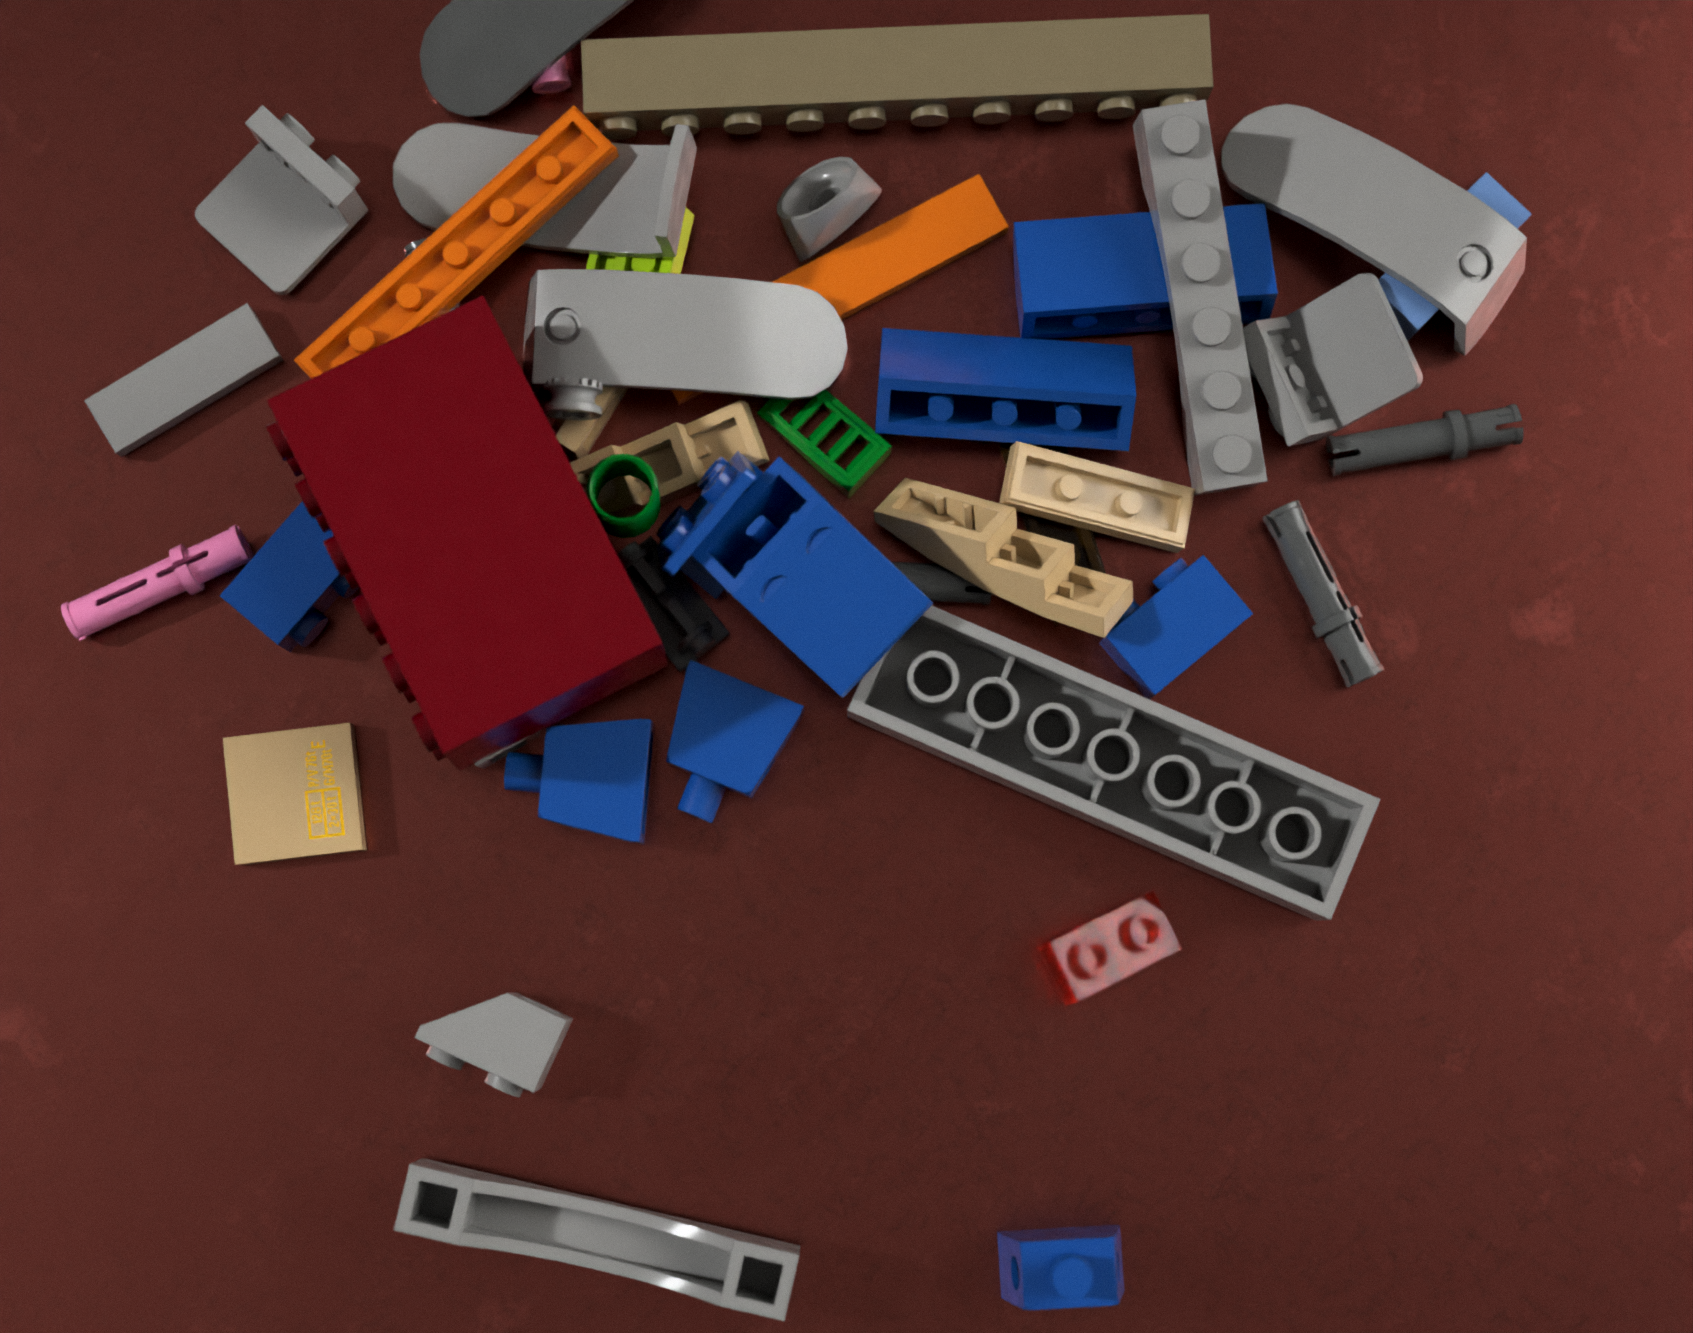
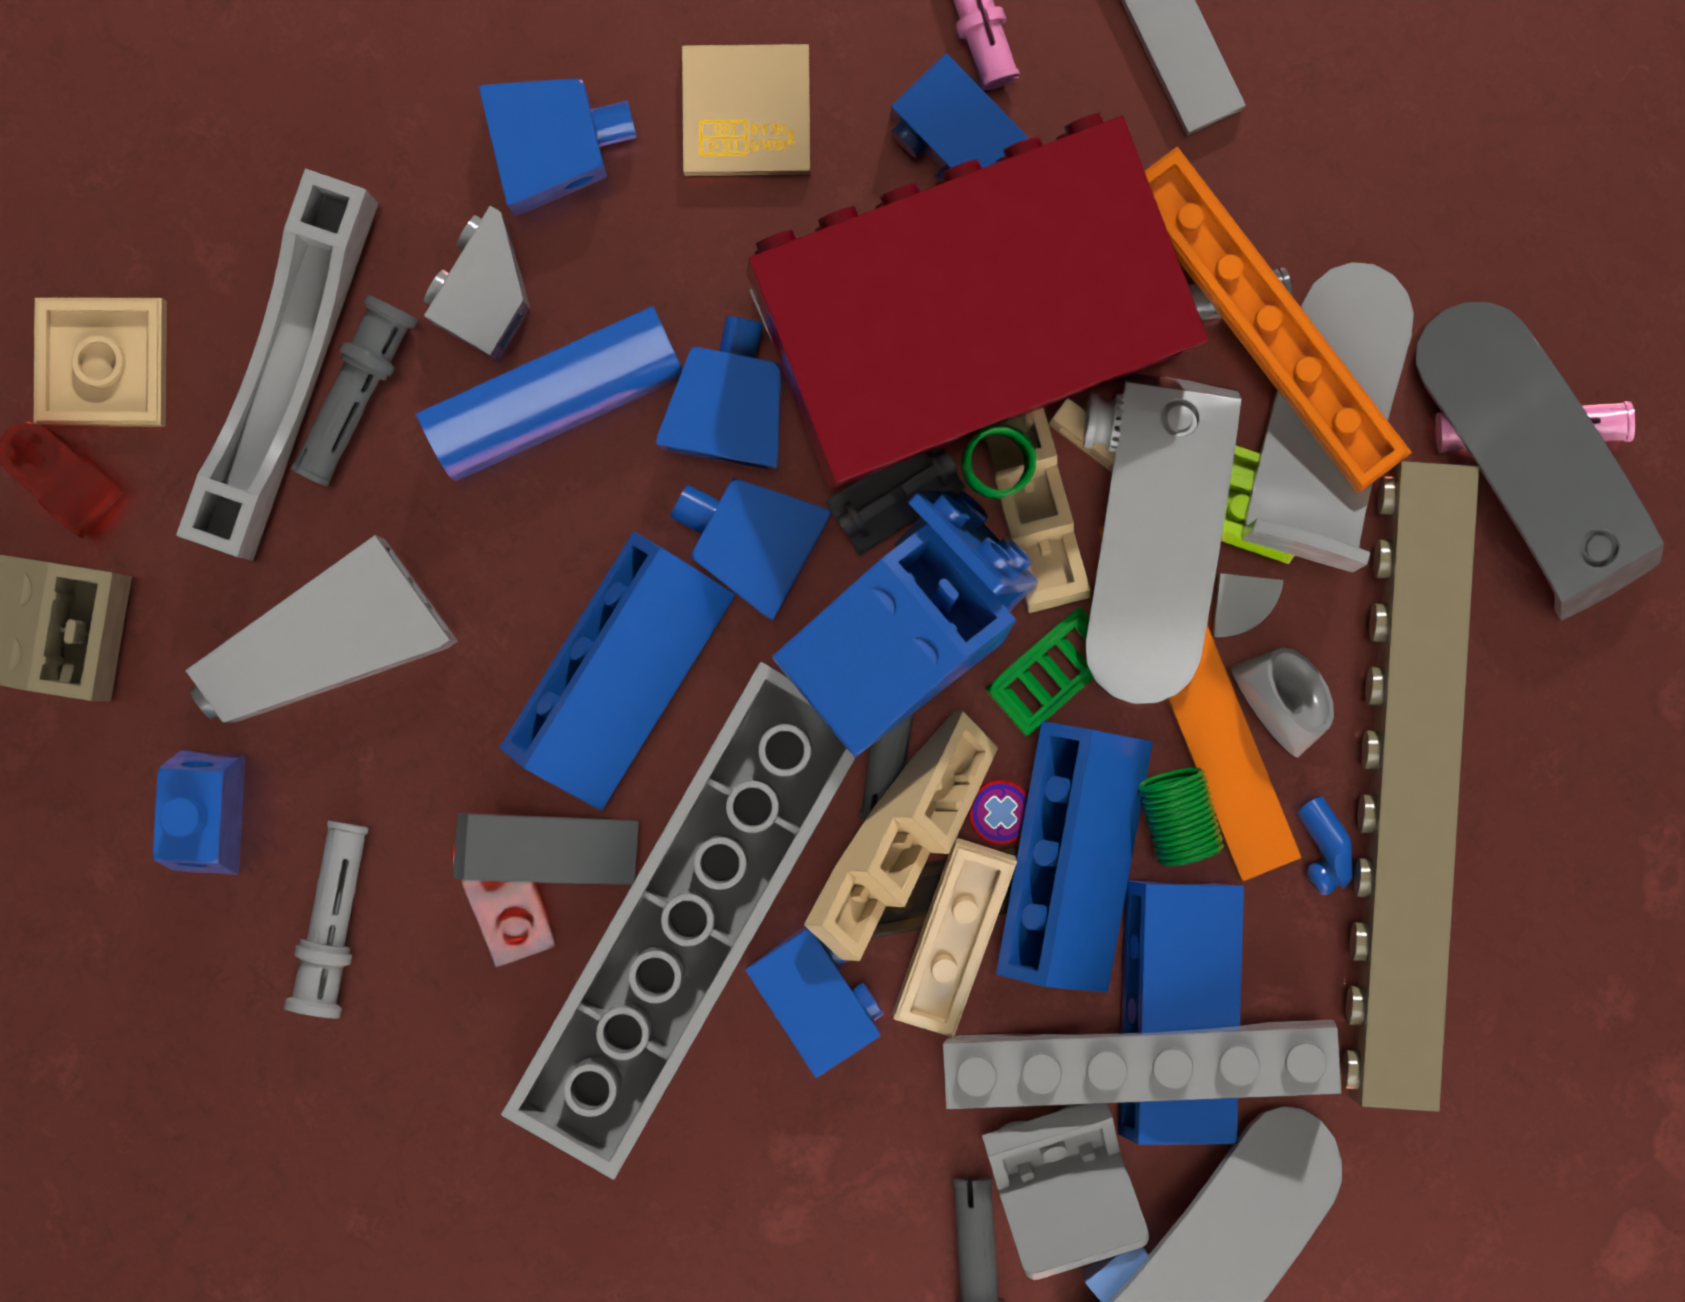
camera: 100 degrees right, 5 degrees up
(282, 204) = (1342, 147): light grey bracket -> none
(339, 986) = (550, 138): none -> blue torso
(586, 1150) = (365, 363): none -> dark grey pin
(599, 952) = (551, 394): none -> blue brick
(738, 253) = (1242, 603): none -> light grey tile
(865, 1155) = (329, 633): none -> light grey slope
(871, 859) = (616, 671): none -> blue brick
(953, 290) = (1181, 817): none -> green piece
(964, 143) = (1334, 845): none -> blue arm
(968, 467) = (998, 811): none -> tile
(1059, 908) = (545, 849): none -> dark grey tile
(1187, 1124) = (324, 951): none -> light grey pin
(1328, 604) = (832, 1153): dark grey pin -> none

